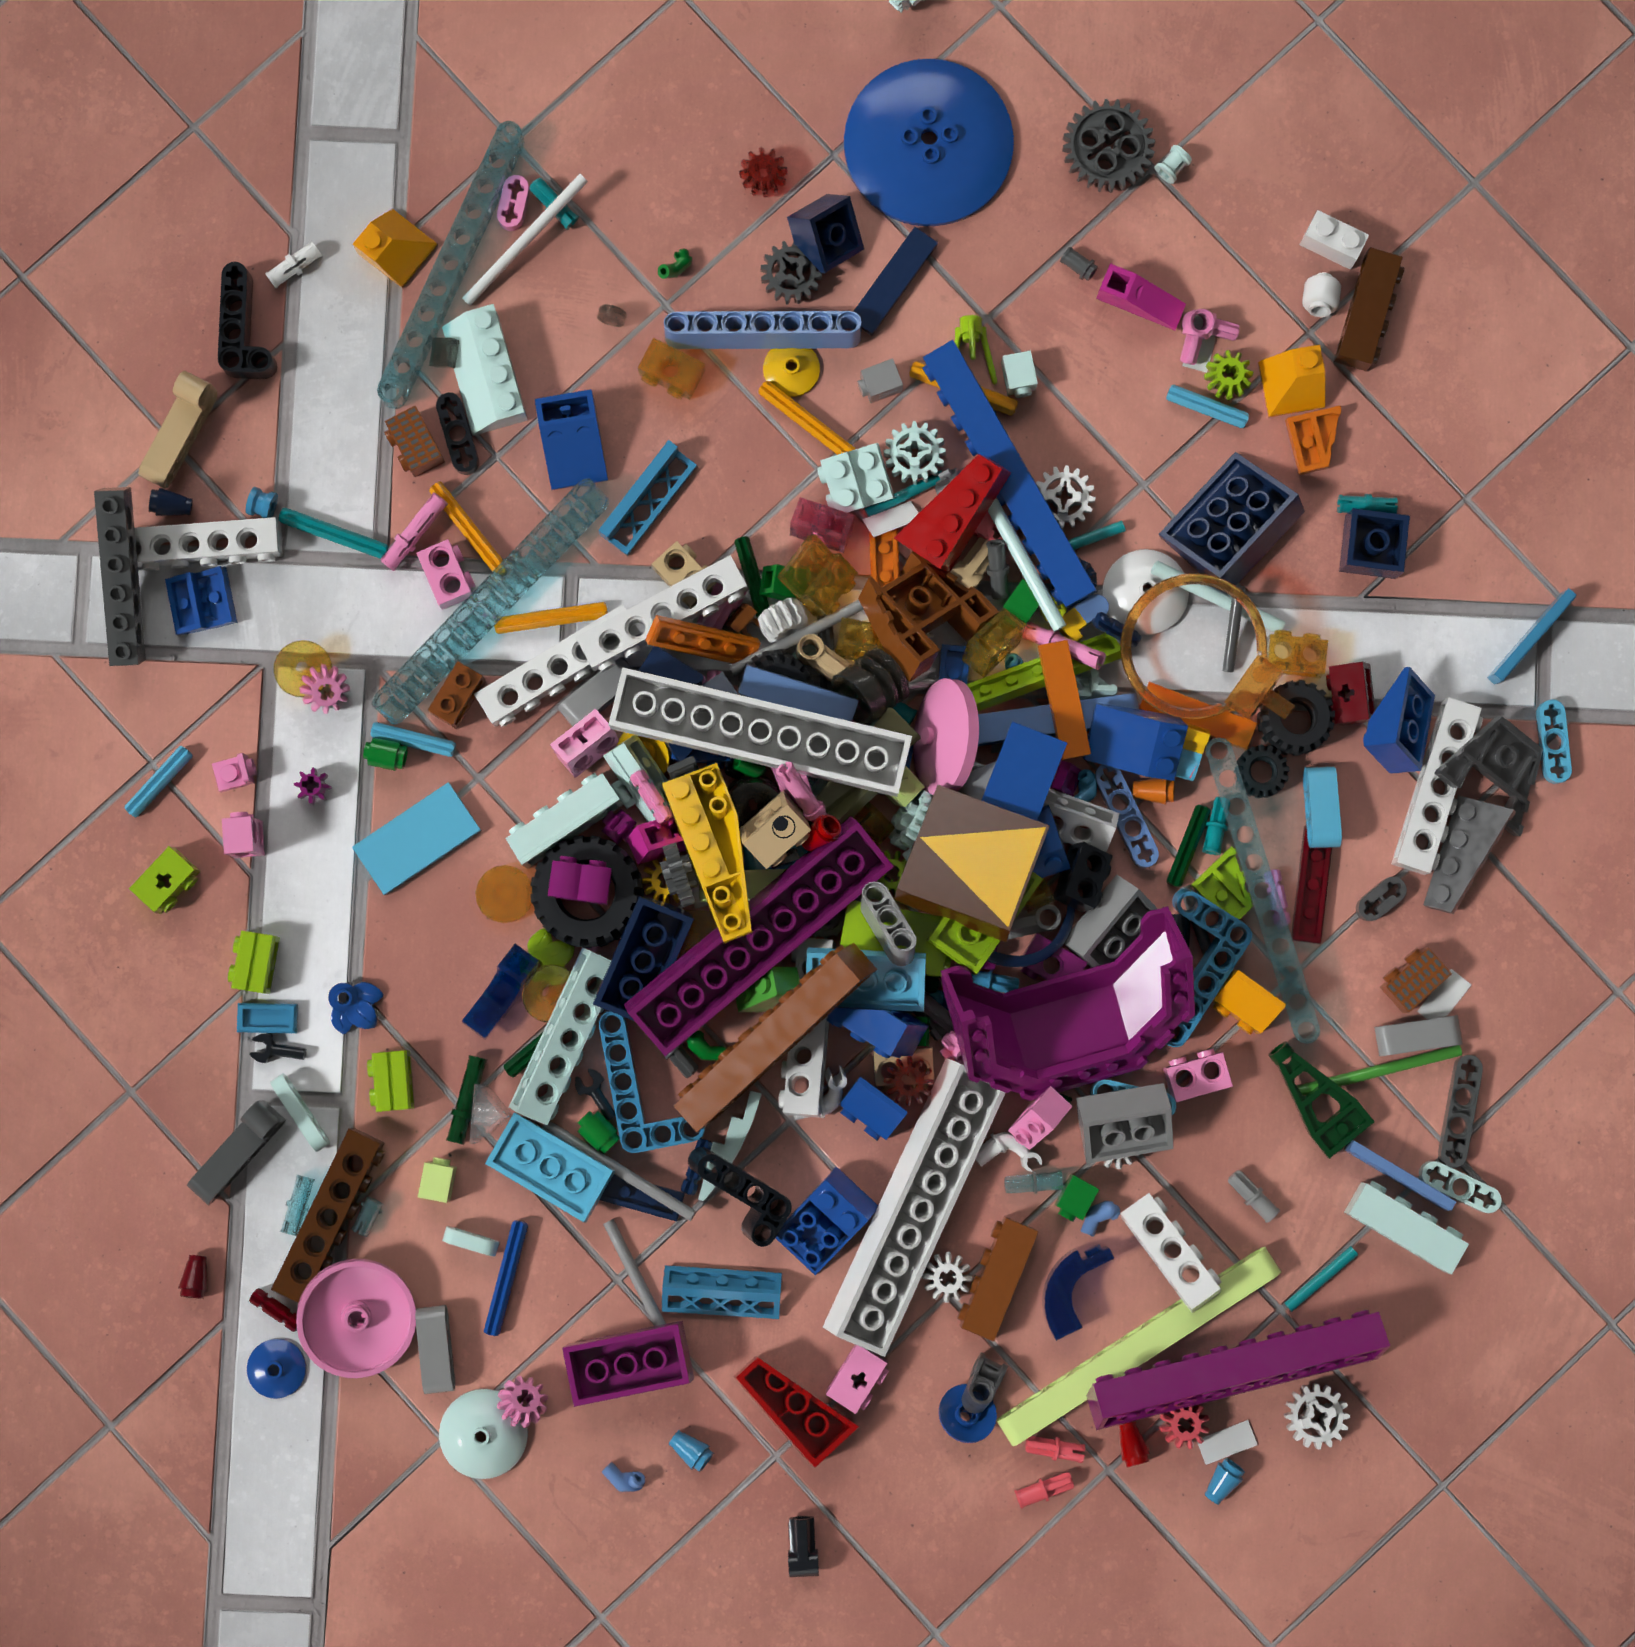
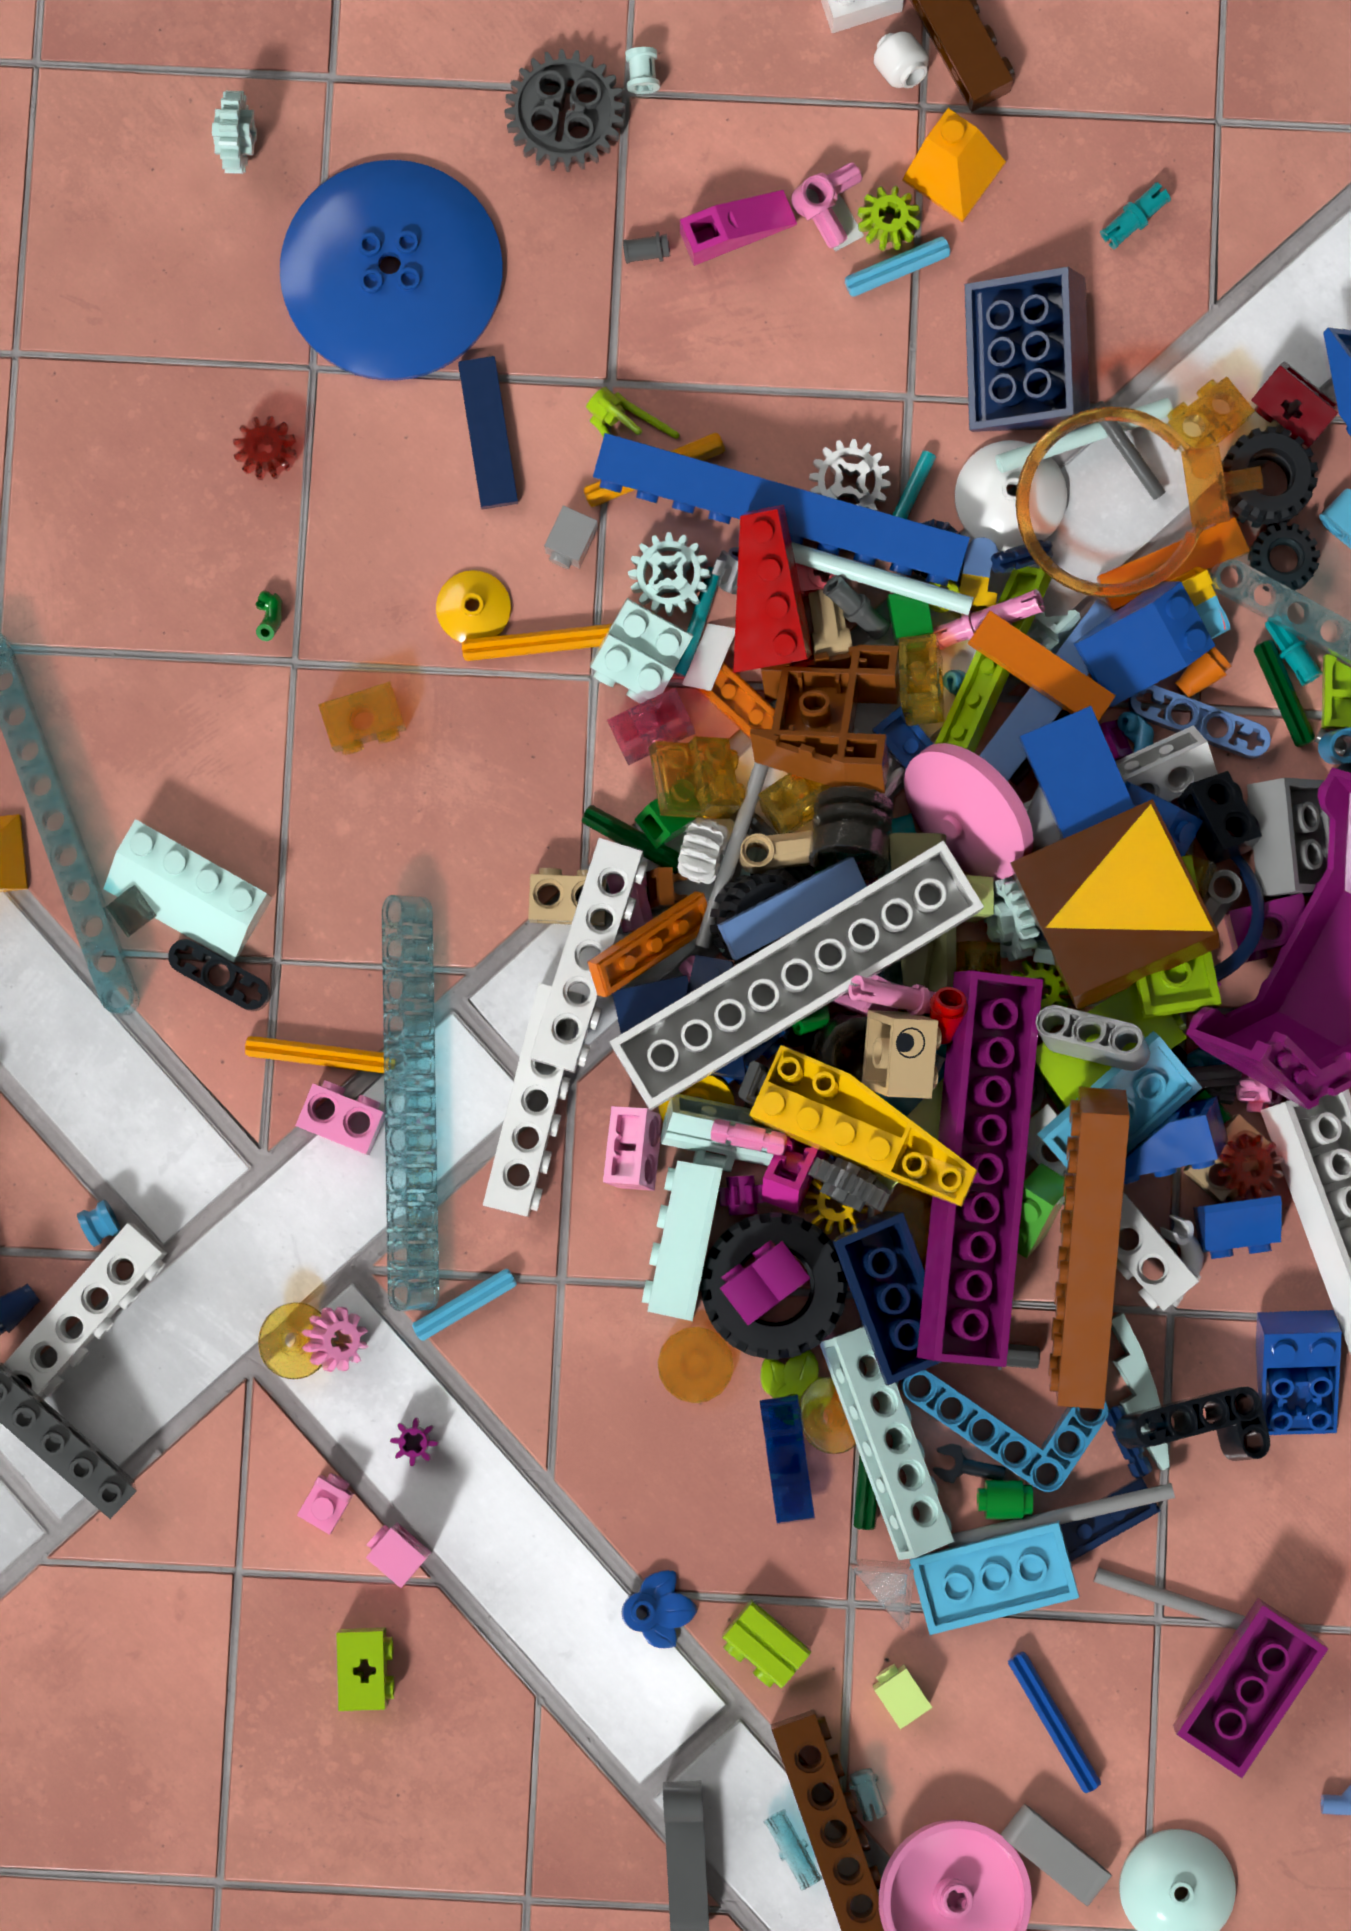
camera: 40 degrees left, 0 degrees up
(158, 781) = (262, 1582): medium azure axle -> none
(201, 600) = (132, 1371): blue slope -> none
(254, 962) = (525, 1662): lime brick -> none
(267, 1018) = (588, 1702): dark azure tile -> none
(274, 1049) = (625, 1724): black bar -> none
(300, 1112) = (708, 1760): light aqua beam -> none
(332, 533) = (194, 1184): teal axle -> none
(385, 754) = (453, 1344): green brick -> none
(414, 441) = (187, 1023): dark orange brick -> none
(416, 838) = (560, 1394): medium azure tile -> none
(417, 527) = (271, 1108): bright pink pin -> none
(456, 695) = (465, 1221): dark orange brick -> none
(464, 1105) = (854, 1596): dark green pin -> none
(470, 1241) = (988, 1720): light aqua beam -> none
(519, 204) = (47, 710): bright pink beam -> none
(524, 240) = (102, 729): white piece -> none
(530, 1394) = (1194, 1834): bright pink gear -> none
(547, 196) = (94, 668): teal axle -> none
(551, 617) = (481, 1061): light orange axle -> none
(571, 438) = (334, 875): blue slope -> none
(594, 694) = (596, 1091): light grey beam -> none
(611, 315) = (255, 721): clear smoke tile -> none
(639, 491) = (446, 863): dark azure fence -> none
(702, 1049) = (1029, 1326): green arm -> none
(721, 1287) = (1264, 1530): dark azure fence -> none
(751, 322) = (408, 615): medium blue beam -> none
(782, 280) = (387, 501): dark grey gear -> none
(827, 231) = (382, 445): dark blue slope -> none
(996, 981) = (1237, 992): dark azure axle -> none
(1019, 374) = (694, 405): light aqua brick -> none
(1313, 438) = (1024, 202): orange wing -> none
(1374, 543) = (1179, 244): dark blue brick -> none

